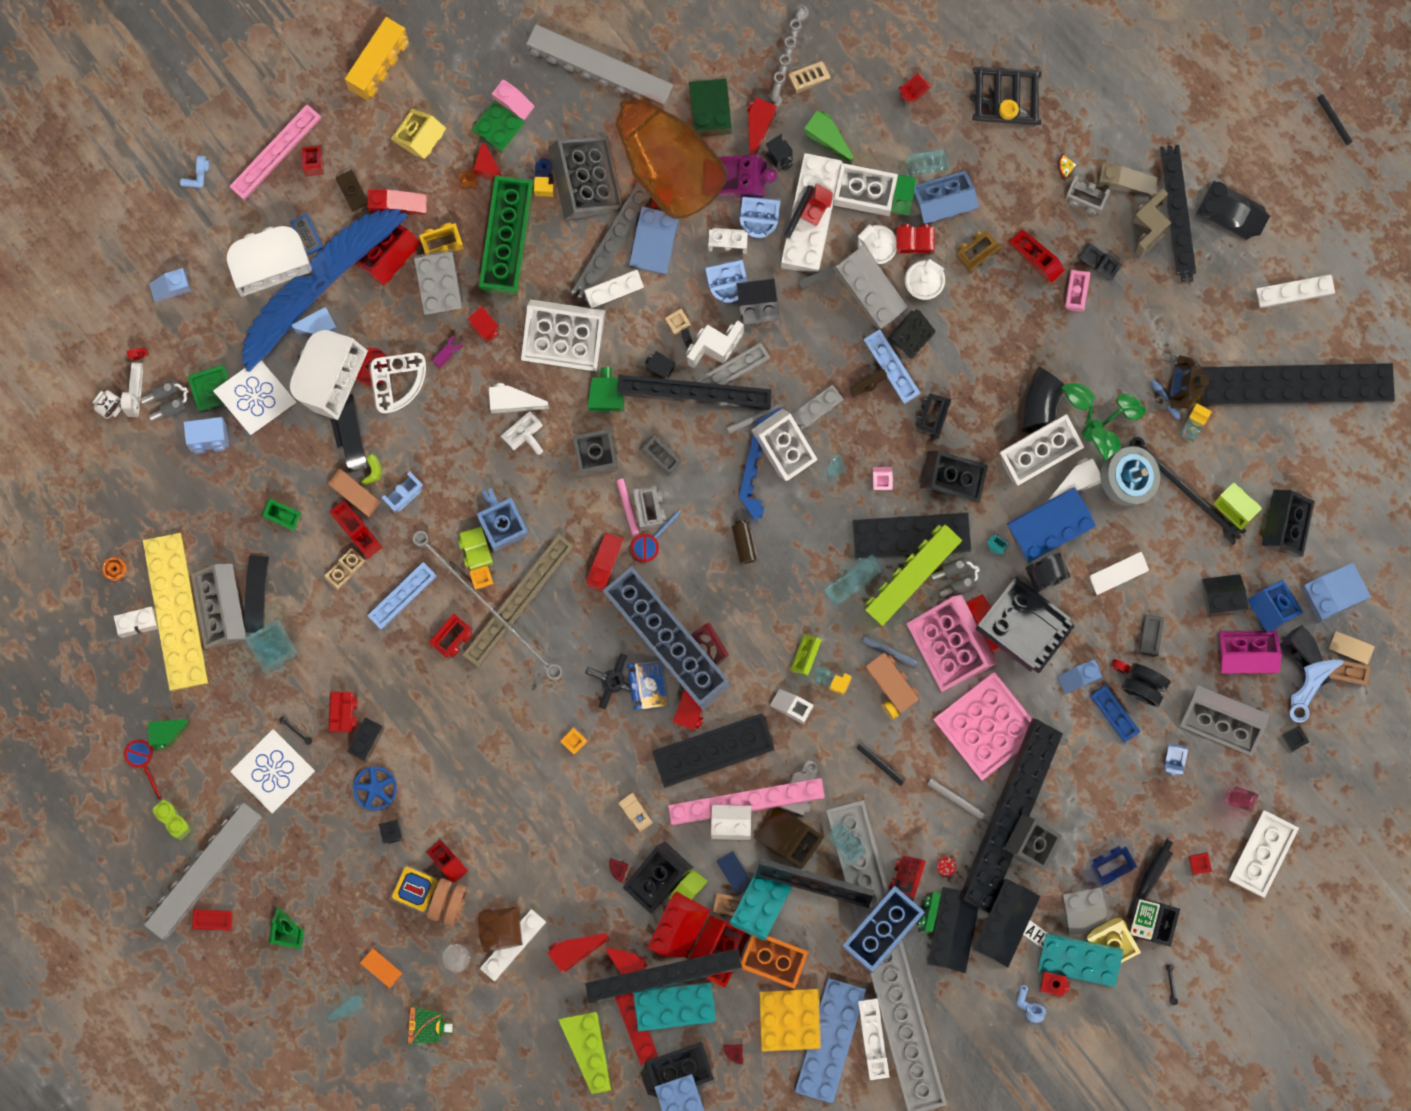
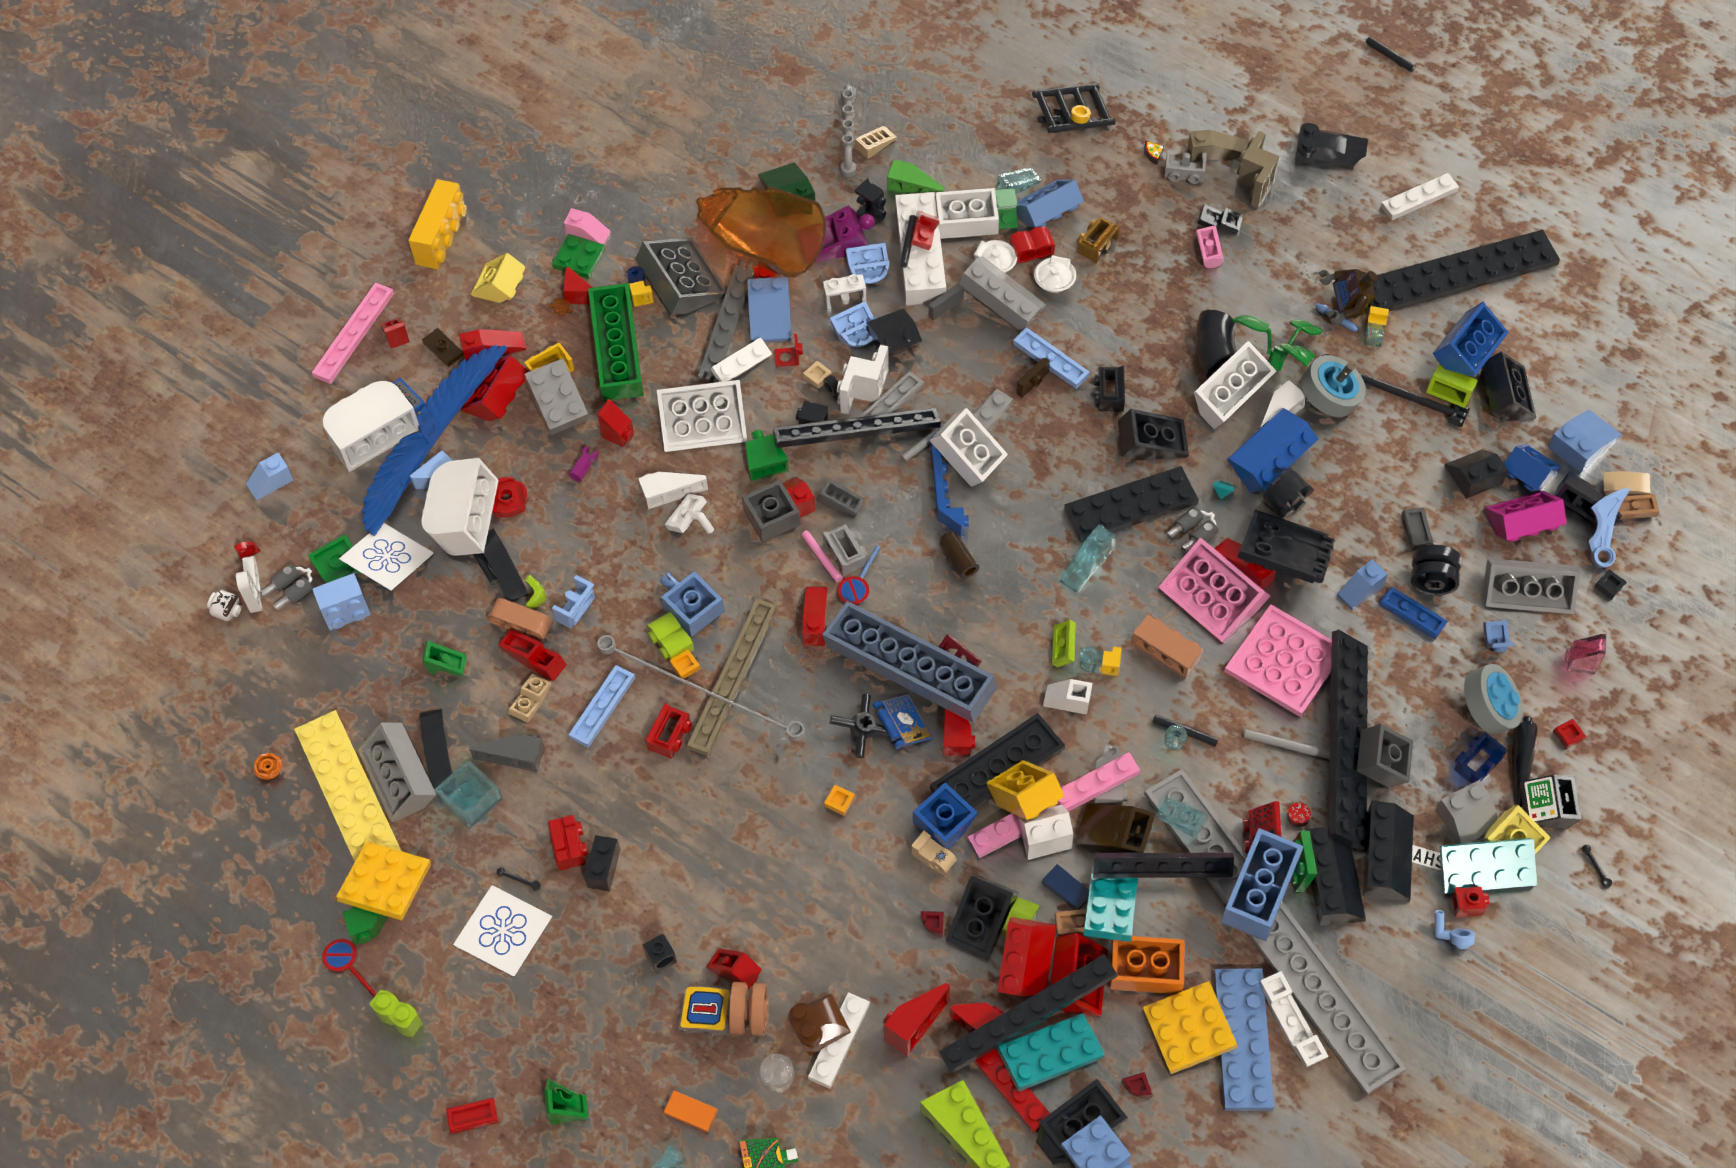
camera: 20 degrees left, 20 degrees down
(143, 618) = (310, 803): white piece -> none
(186, 705) = (383, 880): none -> yellow plate
(201, 166) = (278, 364): light blue plate -> none
(203, 872) = (447, 1062): light grey brick -> none
(321, 617) = (513, 751): none -> dark grey slope
(374, 788) = (627, 913): blue wheel -> none
(384, 375) = (523, 494): white beam -> none
(599, 67) = (659, 179): light grey brick -> none
(623, 441) = (801, 495): none -> red slope
(653, 785) = (944, 816): none -> blue slope
(665, 288) = (793, 351): none -> red bracket
(724, 786) = (1025, 790): none -> yellow brick
(760, 118) = (840, 184): red slope -> none
(836, 467) = (1028, 462): clear light blue tile -> none
(868, 770) = (1175, 737): none -> clear light blue piece
(882, 478) = (1080, 460): bright pink slope -> none
(889, 651) = (1139, 616): sand blue bar -> none
(890, 710) = (1174, 672): yellow tile -> none
(912, 333) = (1060, 322): pearl dark grey bracket -> none
(914, 88) = (982, 123): red bracket -> none
(916, 571) = (1148, 530): lime brick -> none
(1037, 256) = (1161, 228): red slope -> none
(1118, 573) = (1358, 480): white slope -> none
(1120, 666) = (1399, 564): red tile -> none
(1142, 820) = (1492, 699): none -> light grey wheel
(1178, 213) = (1286, 173): black hinge -> none
(1263, 854) = (1632, 703): white plate -> none
(1271, 468) = (1471, 341): none -> blue slope

